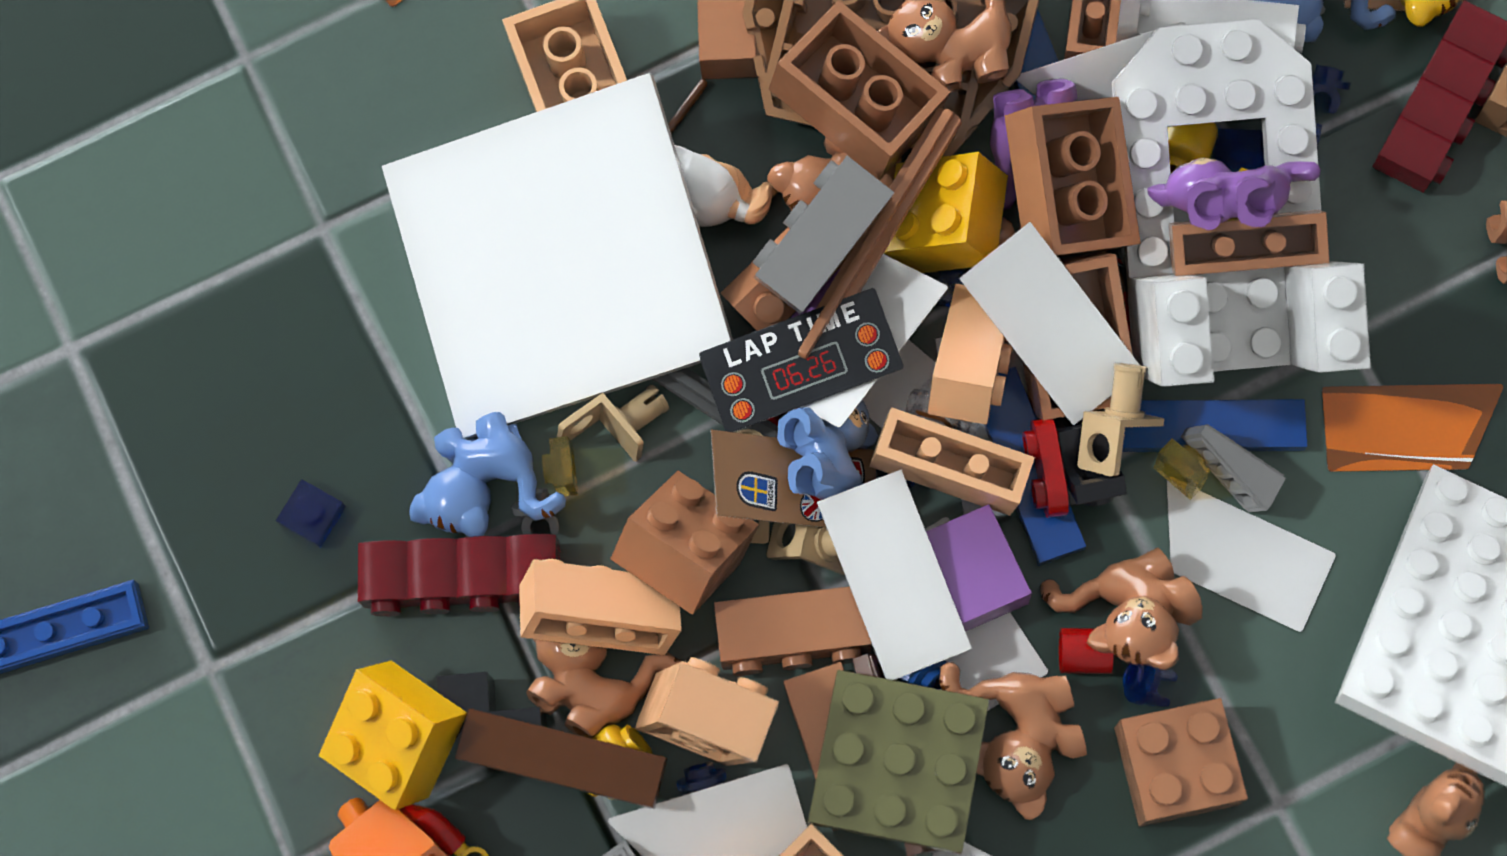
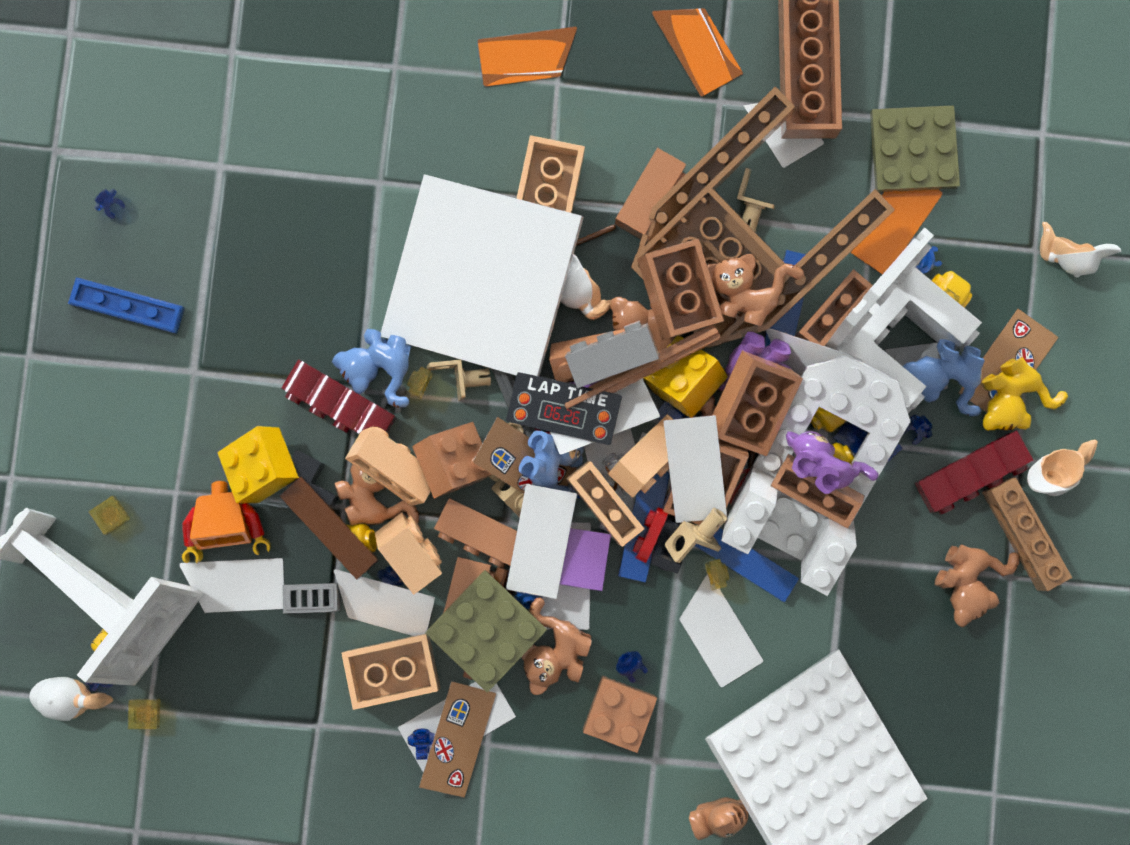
camera: 20 degrees right, 10 degrees up
(311, 513) = (286, 326): clear blue plate -> none
(1078, 656) = (611, 632): red beam -> none
(1148, 607) = (642, 641): nougat animal -> none
(1239, 471) = (743, 598): light grey slope -> none
(1406, 425) = (841, 623): orange sticker -> none

